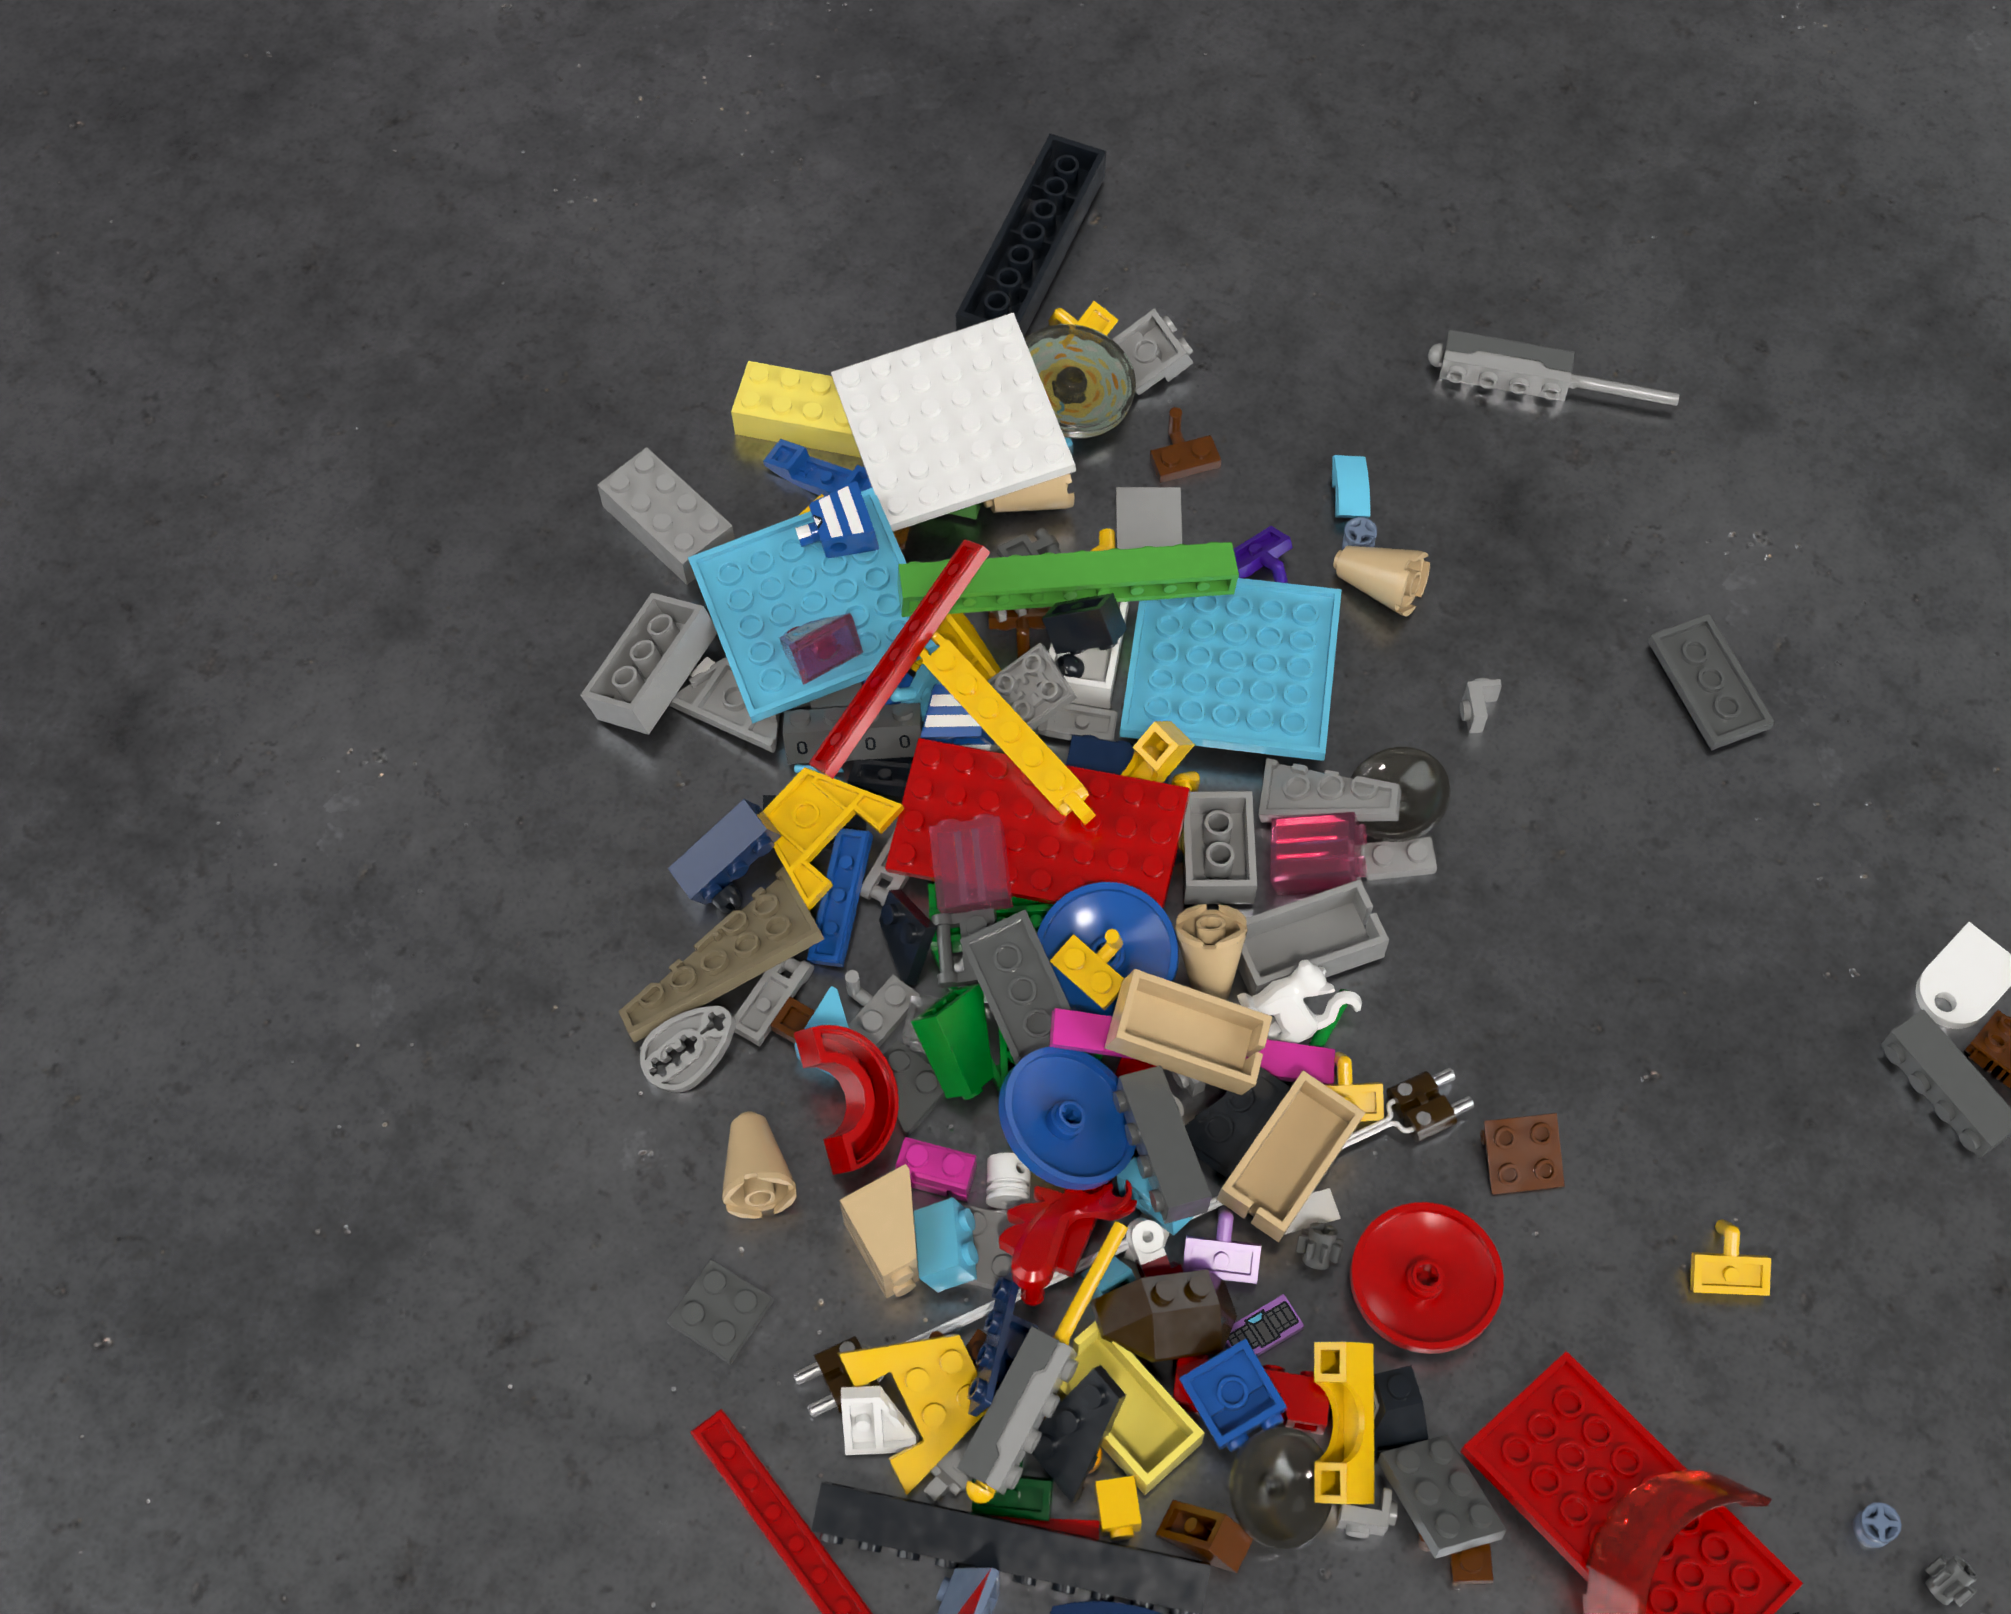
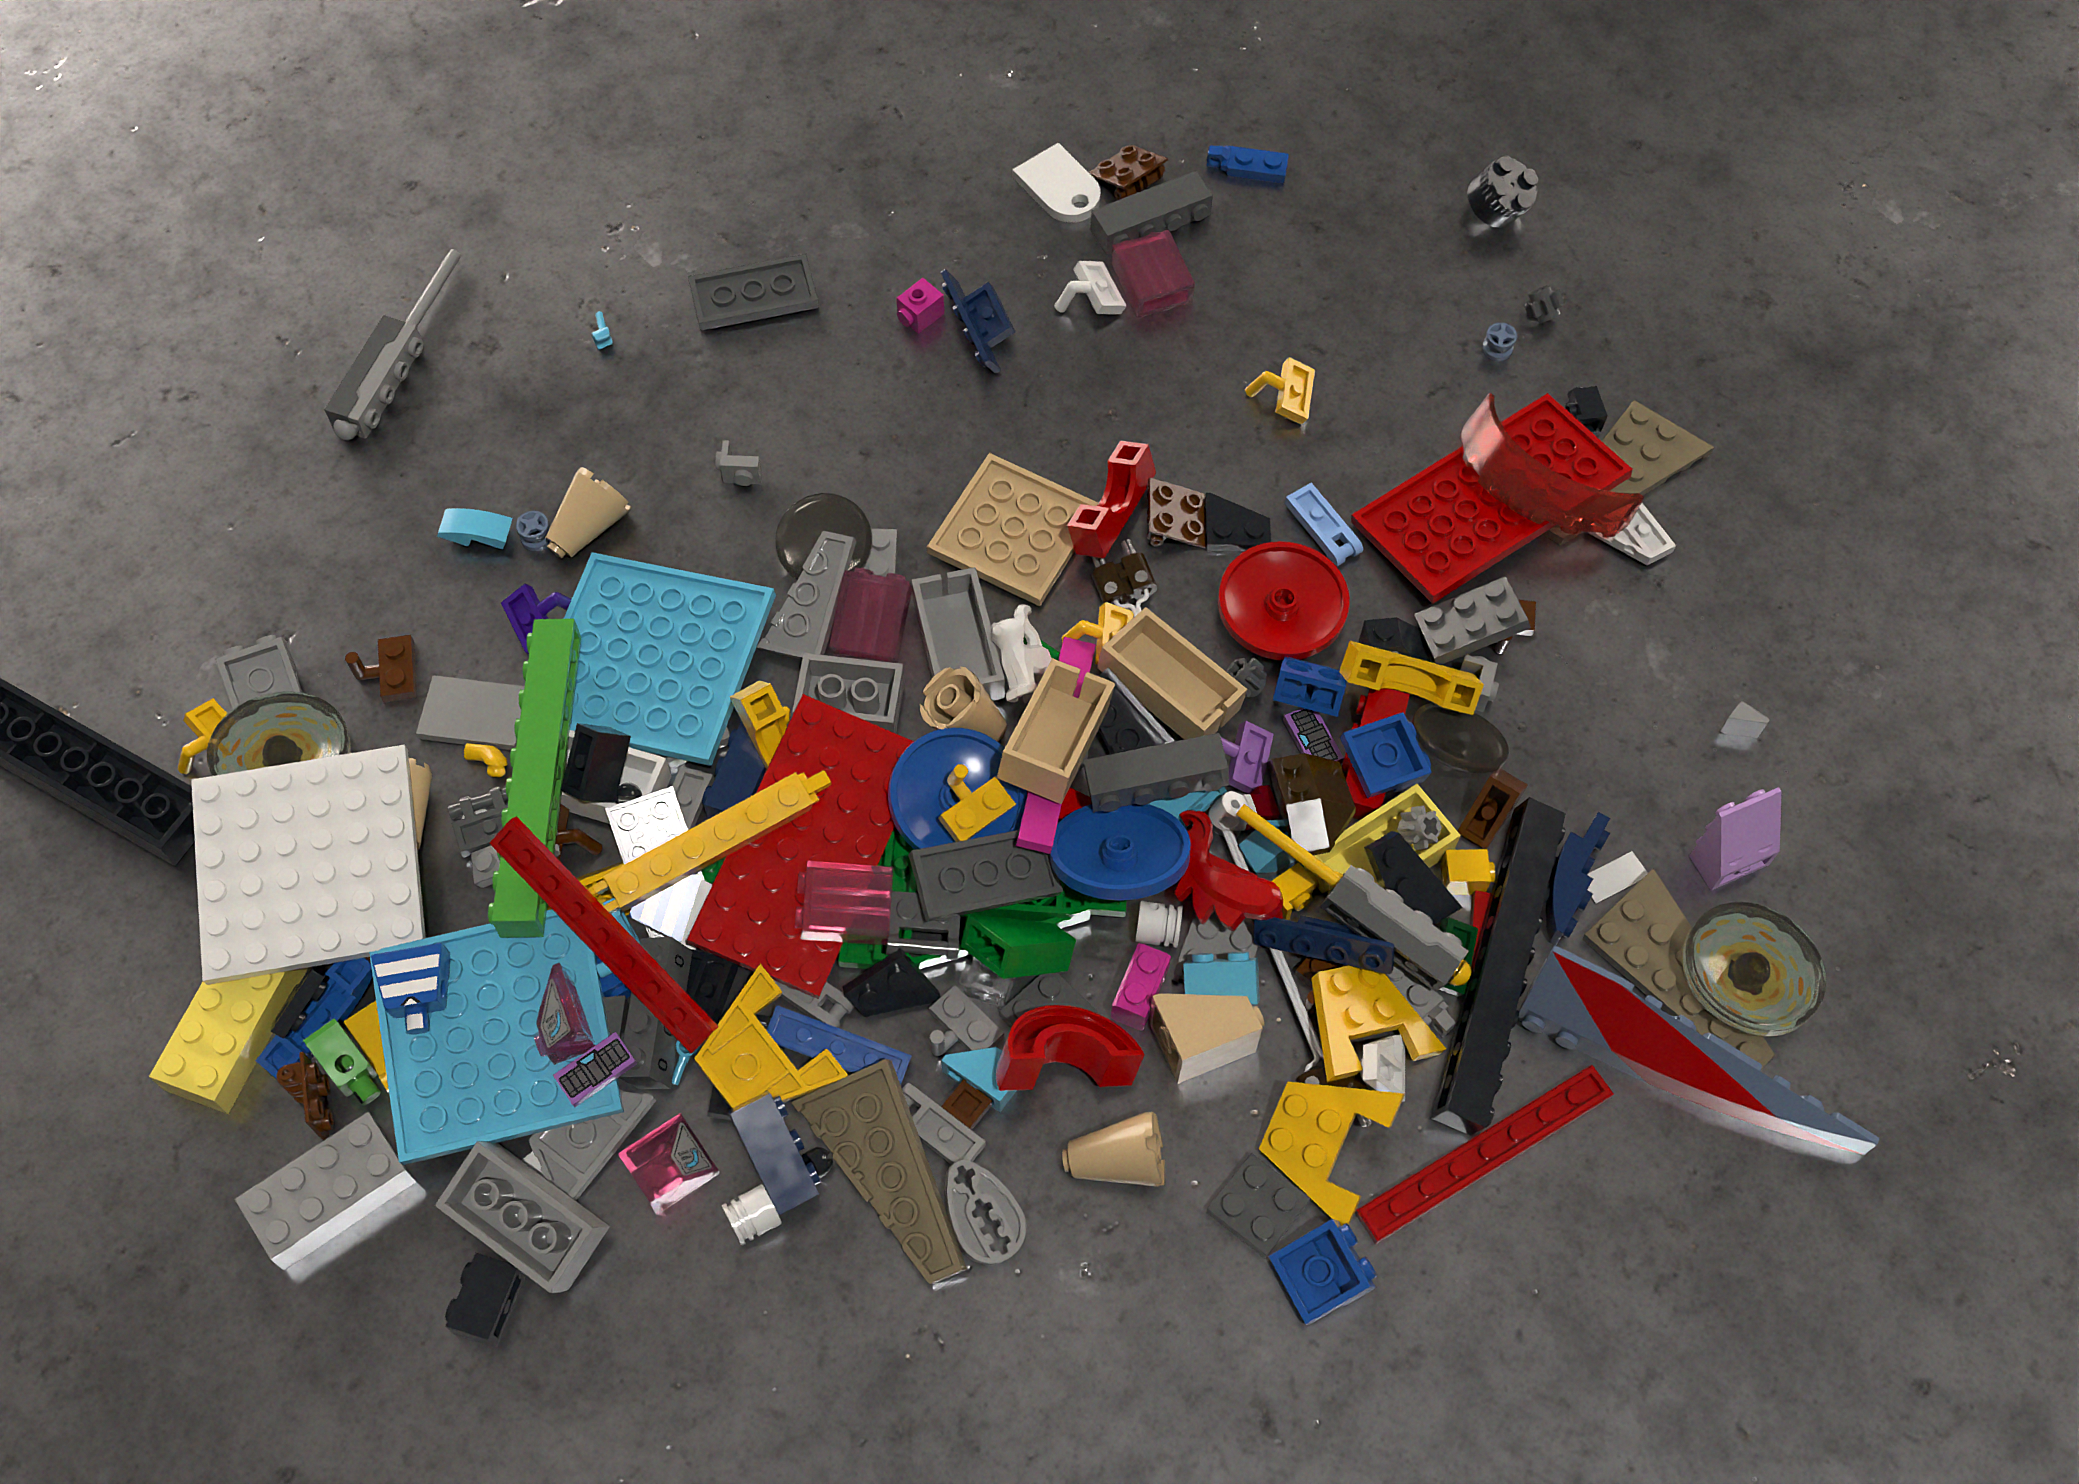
camera: 85 degrees left, 0 degrees up
(575, 652) = (484, 1299): none -> black brick
(653, 1377) = (1324, 1270): none -> blue plate
(666, 844) = (752, 1214): none -> white piece
(715, 774) = (668, 1163): none -> clear pink slope
(744, 482) = (309, 1087): none -> reddish brown hinge
(780, 496) = (336, 1054): none -> bright green torso
(781, 686) = (595, 1069): none -> tile
(791, 1351) = (1310, 1132): none -> yellow wing
(819, 452) = (292, 1014): none -> black wing
(1055, 1307) = (1296, 888): none -> yellow brick
(1141, 1446) = (1419, 827): none -> light grey gear
(1318, 1311) = (1310, 686): none -> blue brick
(1465, 985) = (1010, 529): none -> tan plate
(1473, 1062) = (1097, 527): none -> red arch
(1524, 1222) = (1233, 526): none -> black wing
(1549, 1320) = (1323, 524): none -> light blue plate
(1613, 553) = (602, 336): none -> medium azure hand
(1736, 847) = (920, 305): none -> dark pink brick
(1738, 912) = (983, 316): none -> dark blue bracket
(1819, 1034) = (1098, 286): none -> white plate
(1859, 1093) = (1153, 273): none -> clear pink brick

